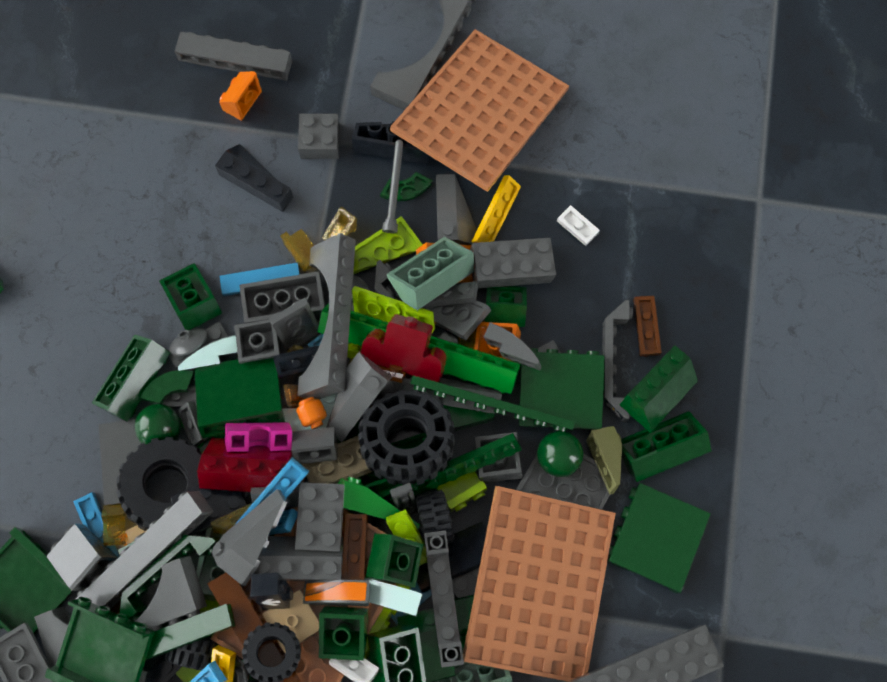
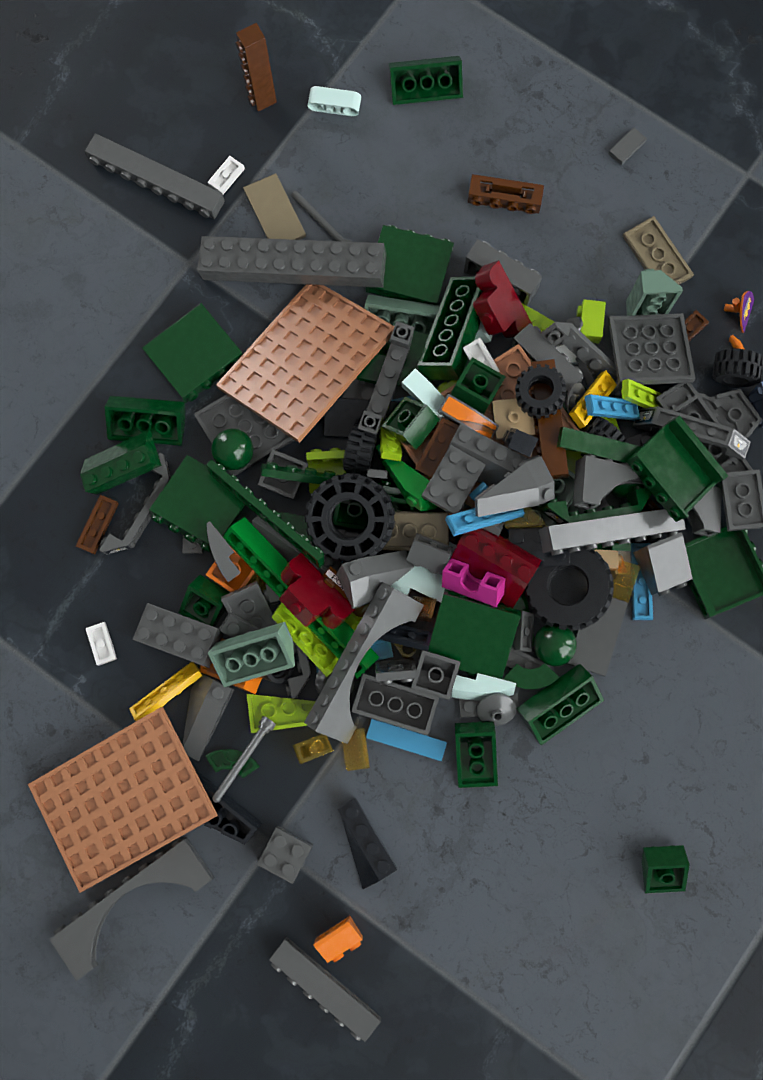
camera: 150 degrees left, 5 degrees up
(311, 412) = (419, 583): orange head -> none
(607, 450) = (194, 433): olive slope -> none

